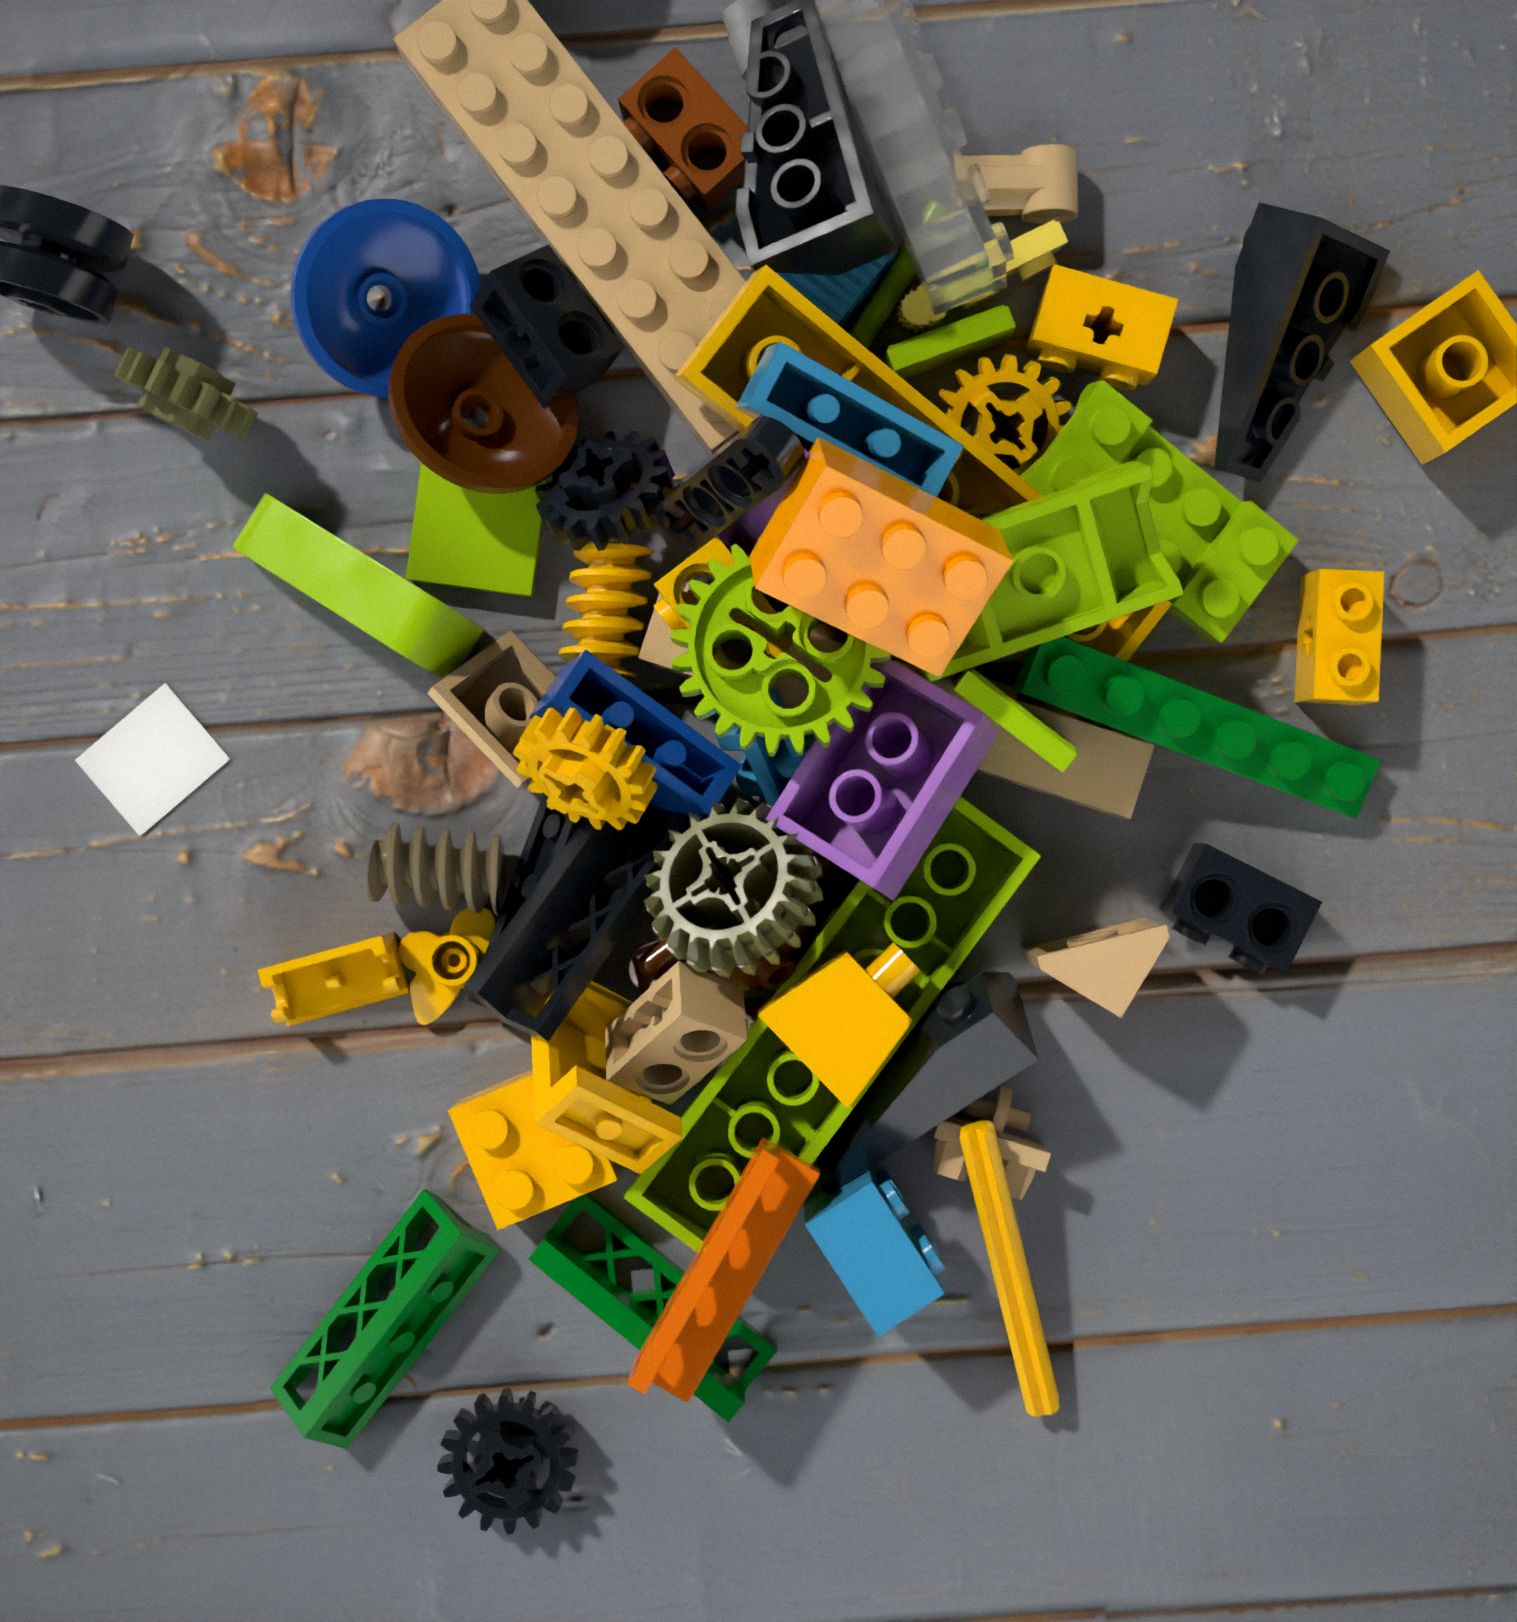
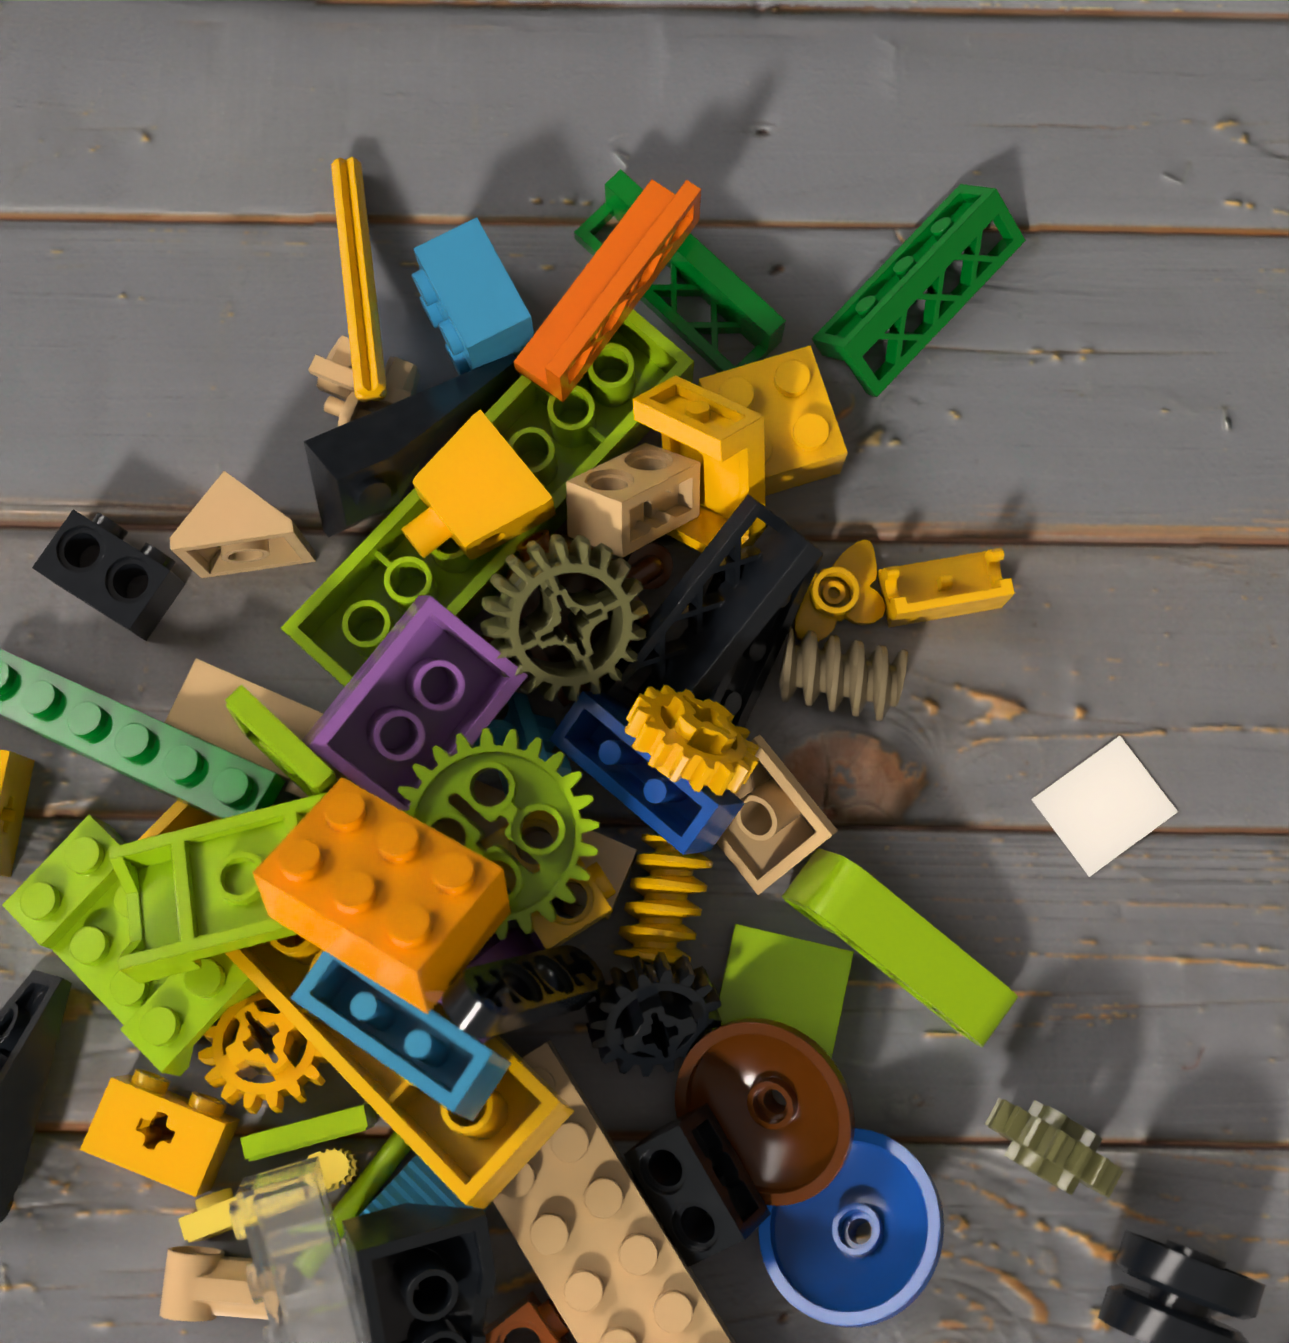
camera: 175 degrees left, 10 degrees down
(486, 1474) = (813, 167): black gear -> none

